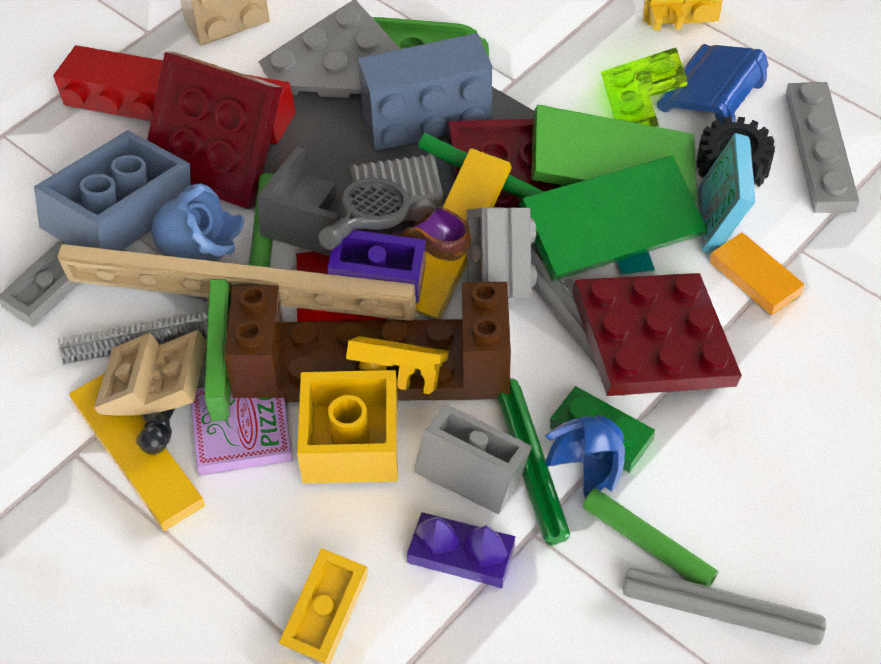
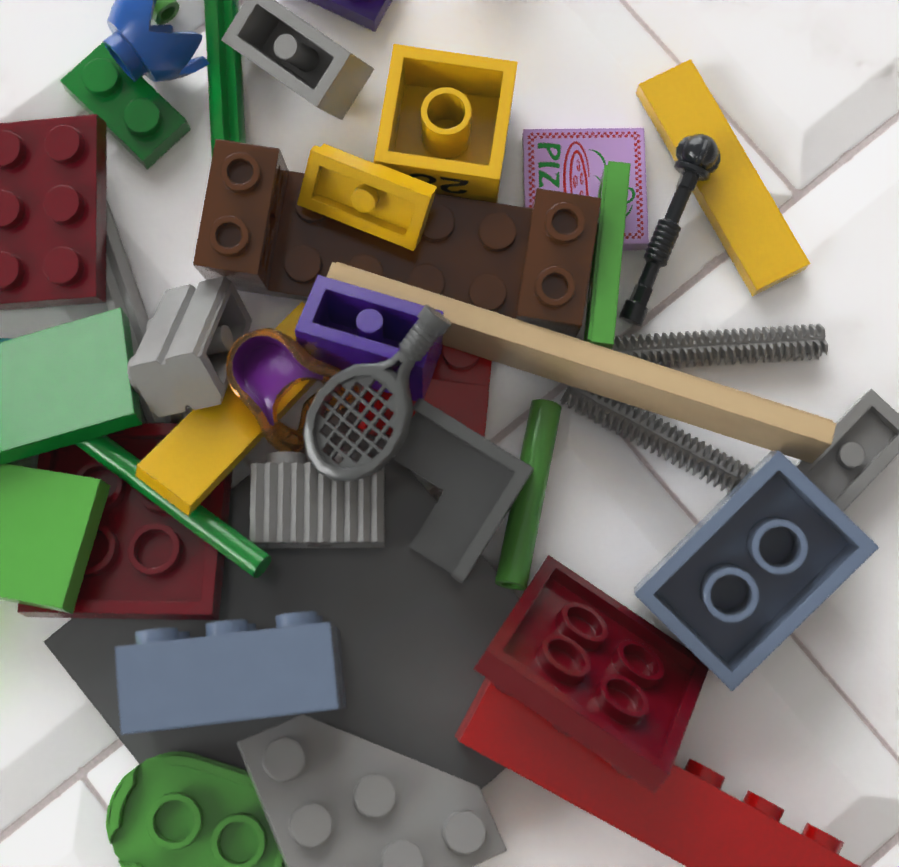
camera: 175 degrees left, 25 degrees up
(151, 376) = (698, 252): tan slope -> none
(195, 226) = (629, 469): medium blue hair -> none

